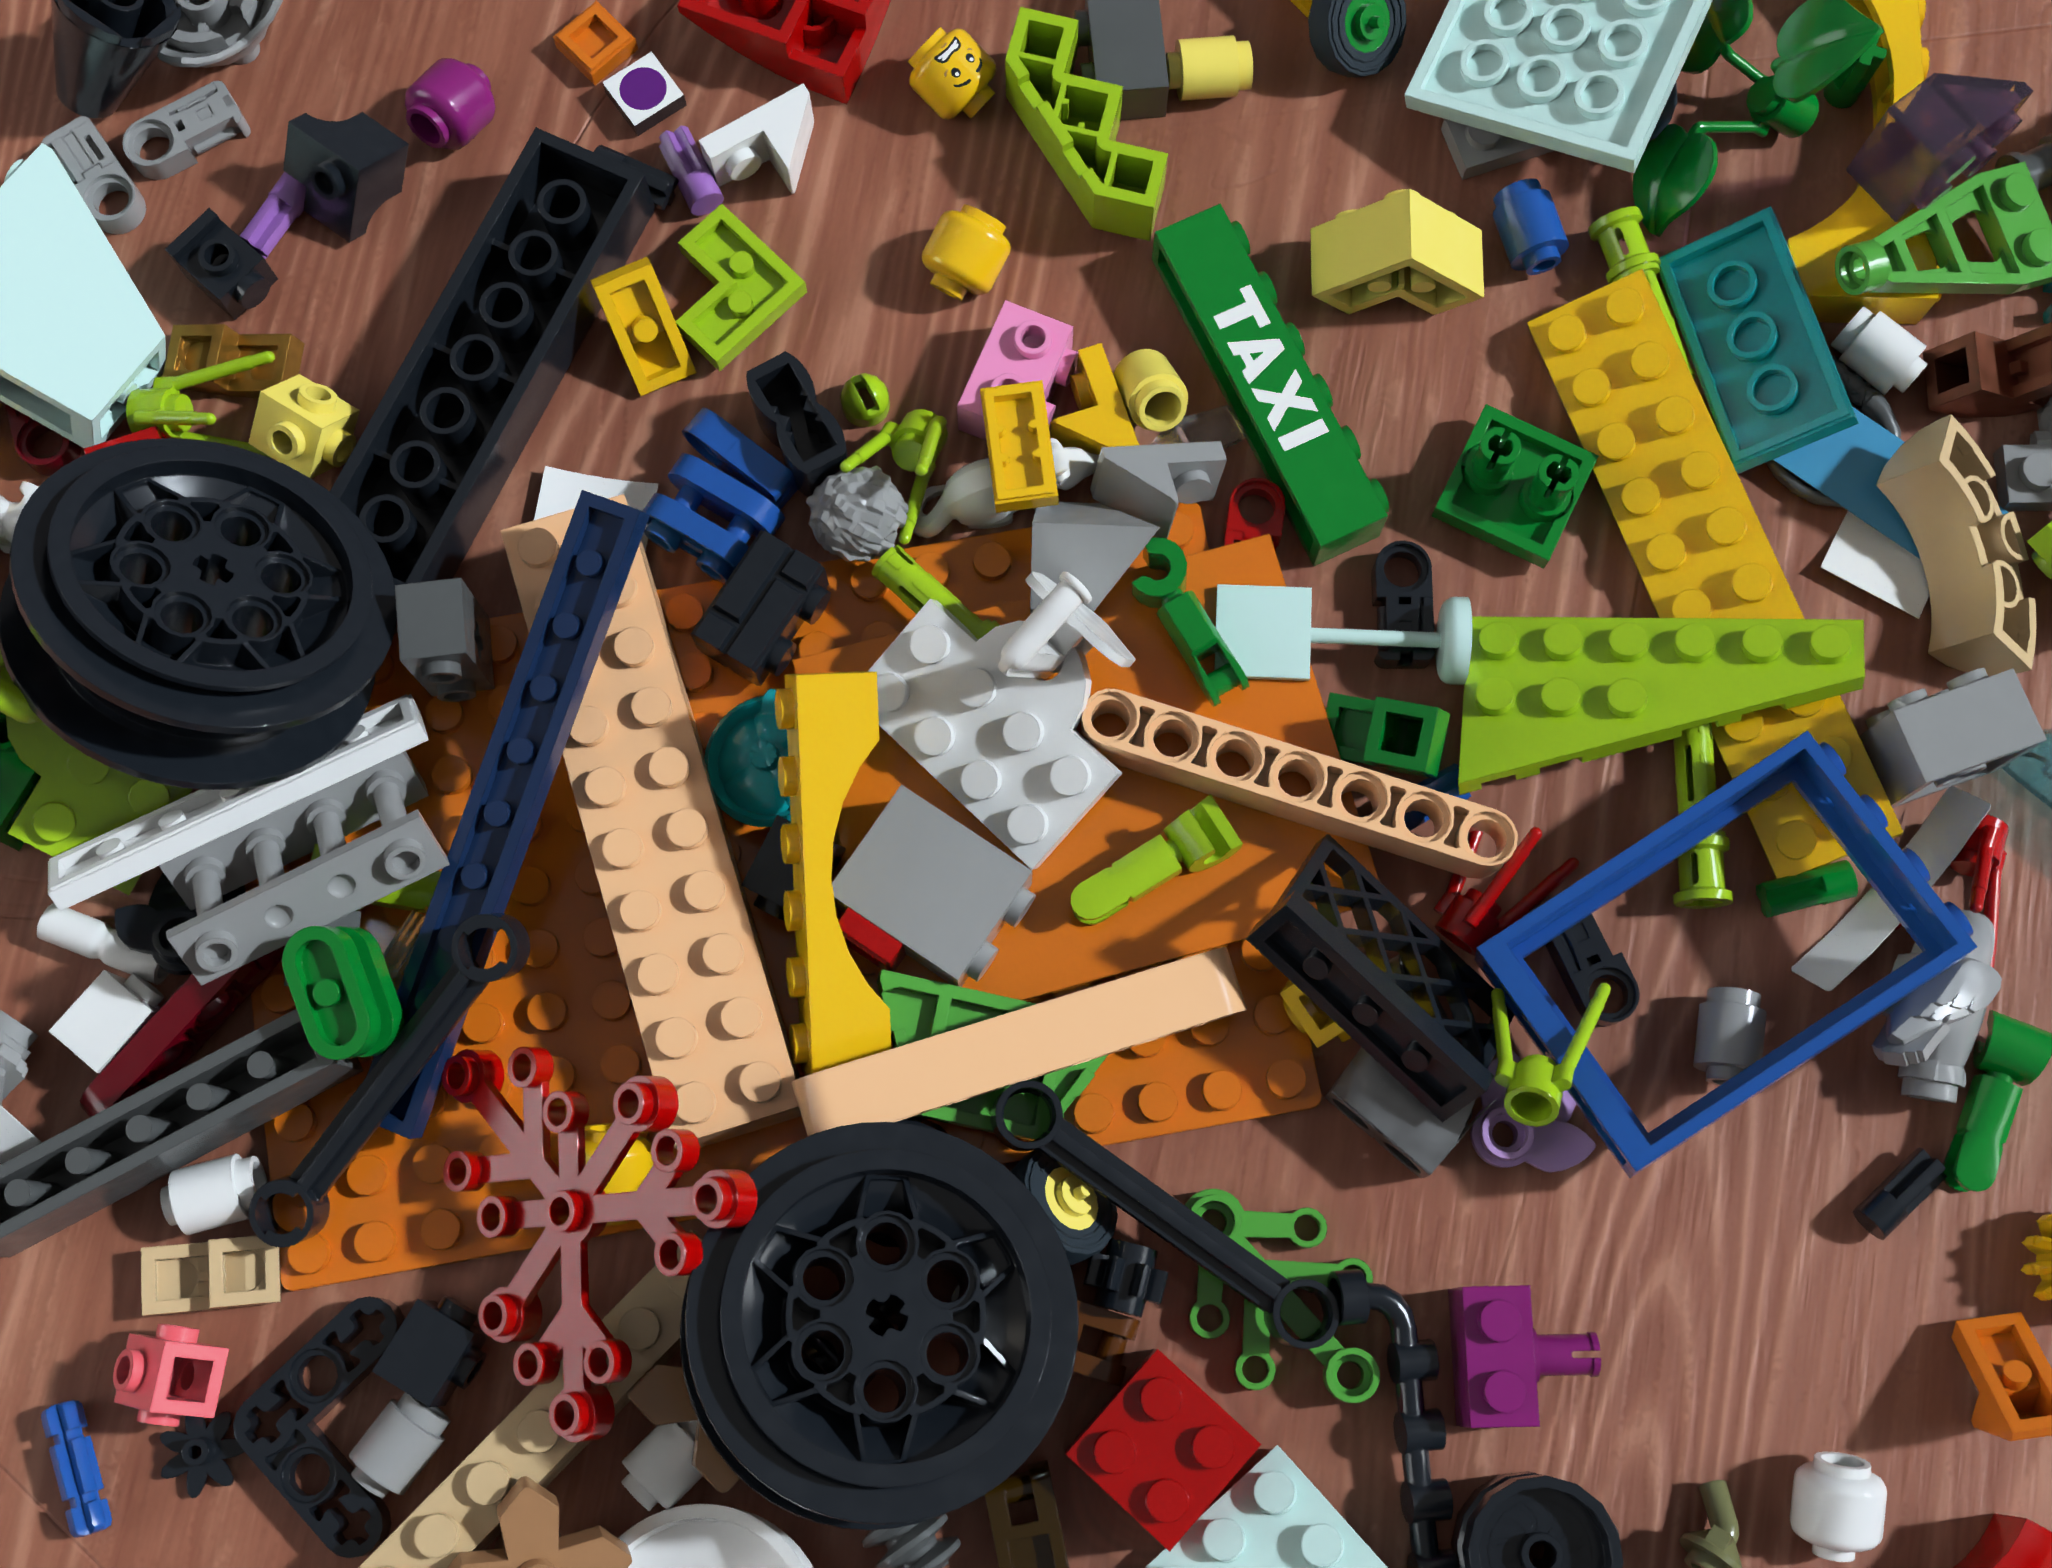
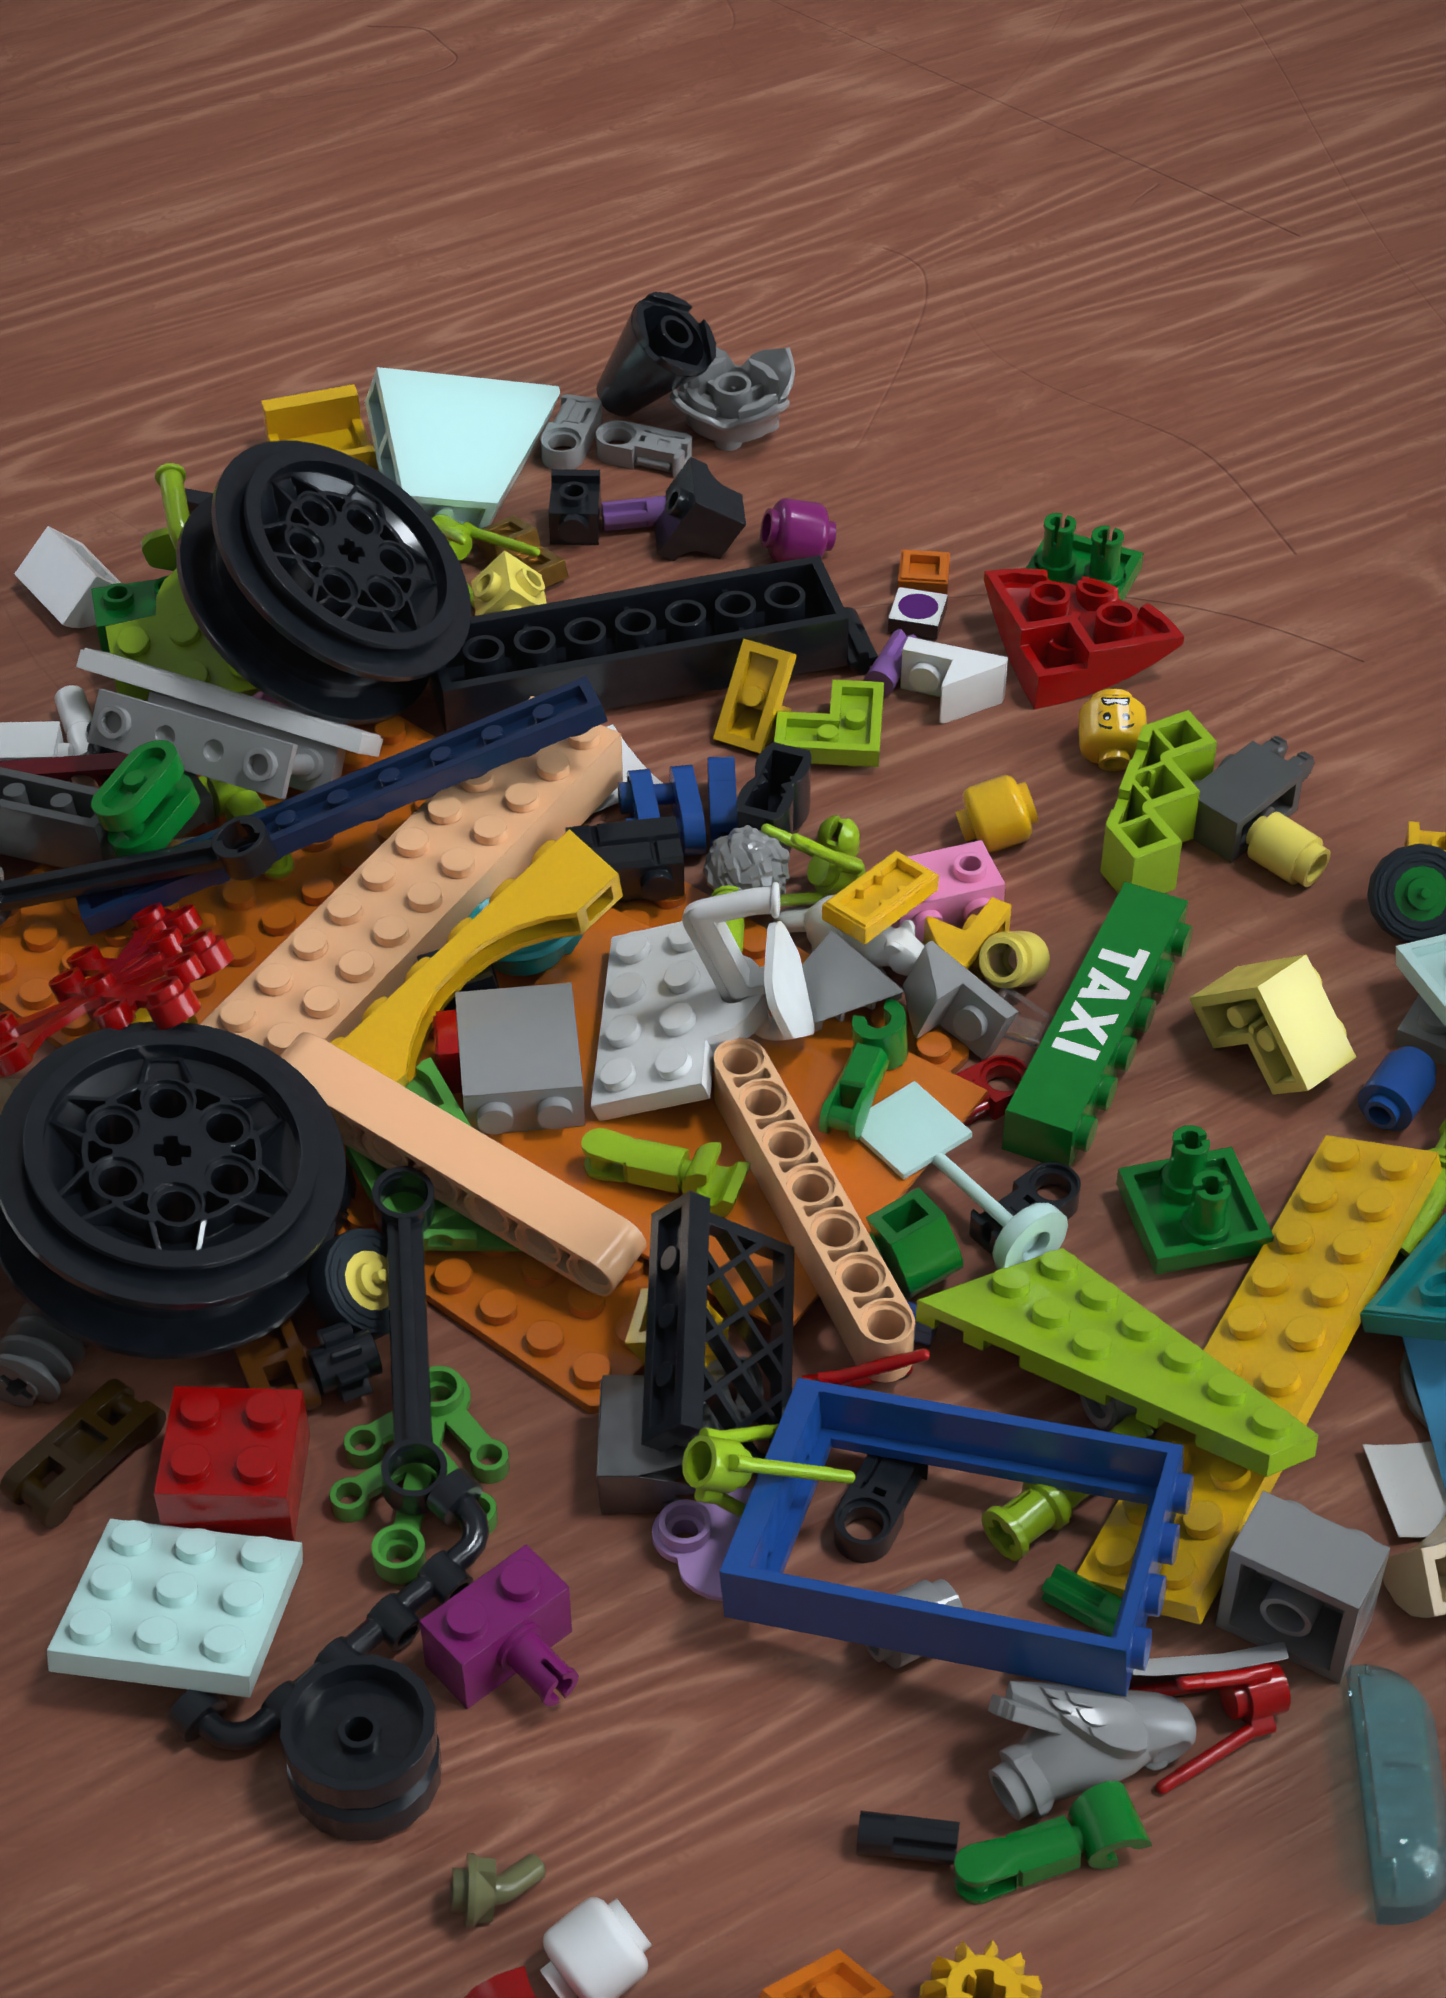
camera: 50 degrees right, 30 degrees down
(445, 638) = (430, 702): dark grey brick -> none

